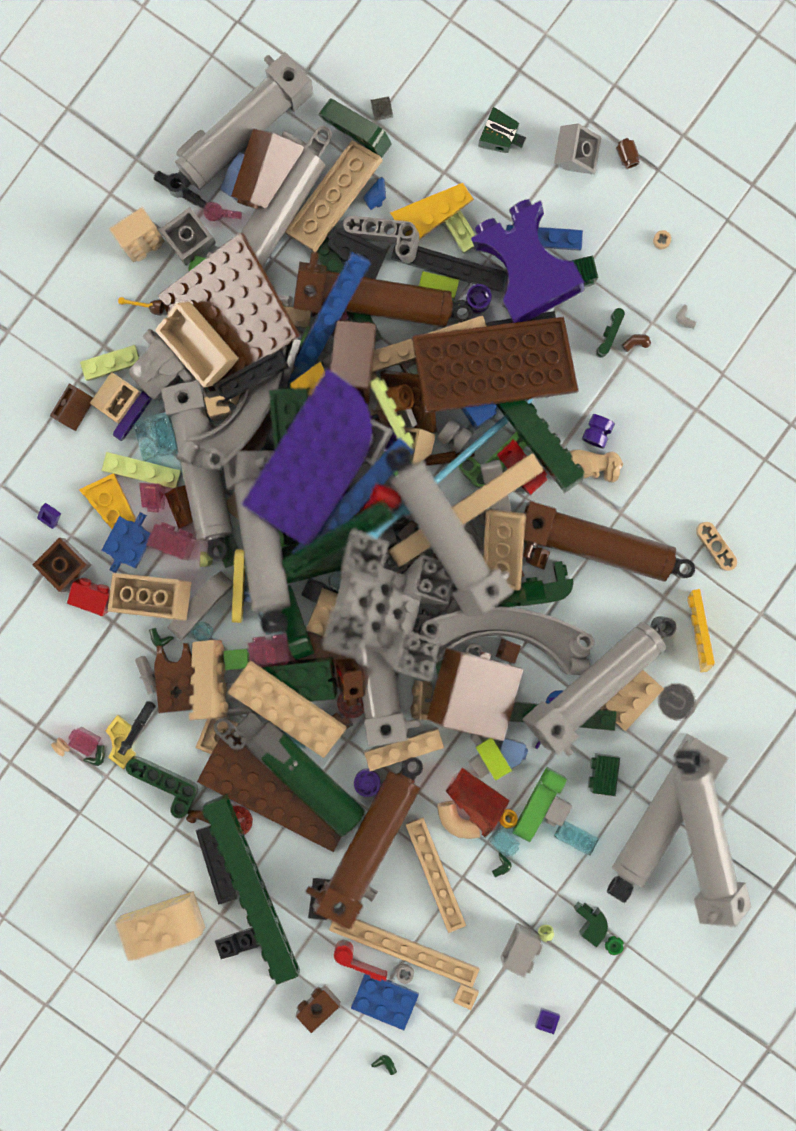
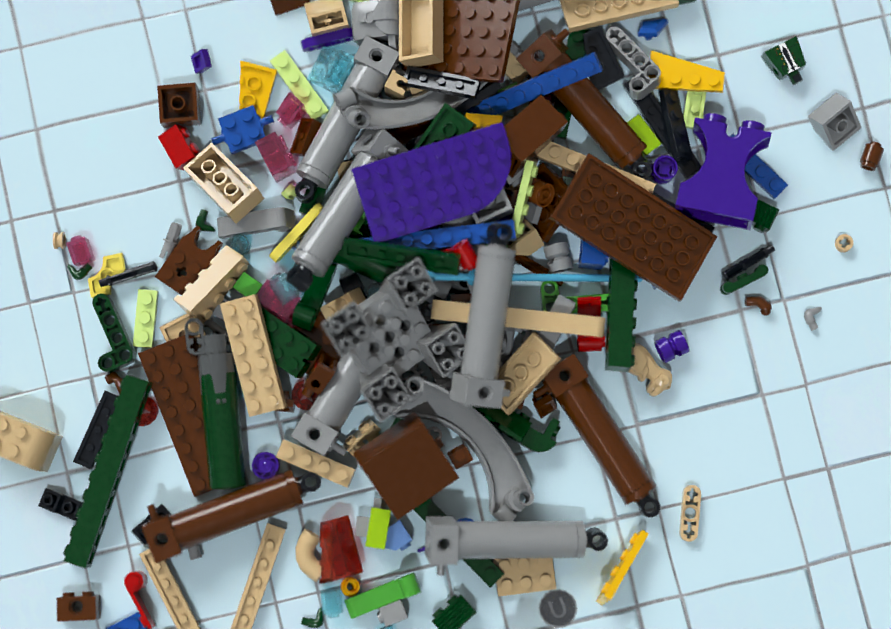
camera: 40 degrees right, 5 degrees down
(178, 749) = (145, 318): none -> yellowish green plate
(266, 641) = (283, 290): none -> clear light blue brick
(458, 256) = (675, 125): none -> black plate
(601, 317) = (747, 262): none -> black piece

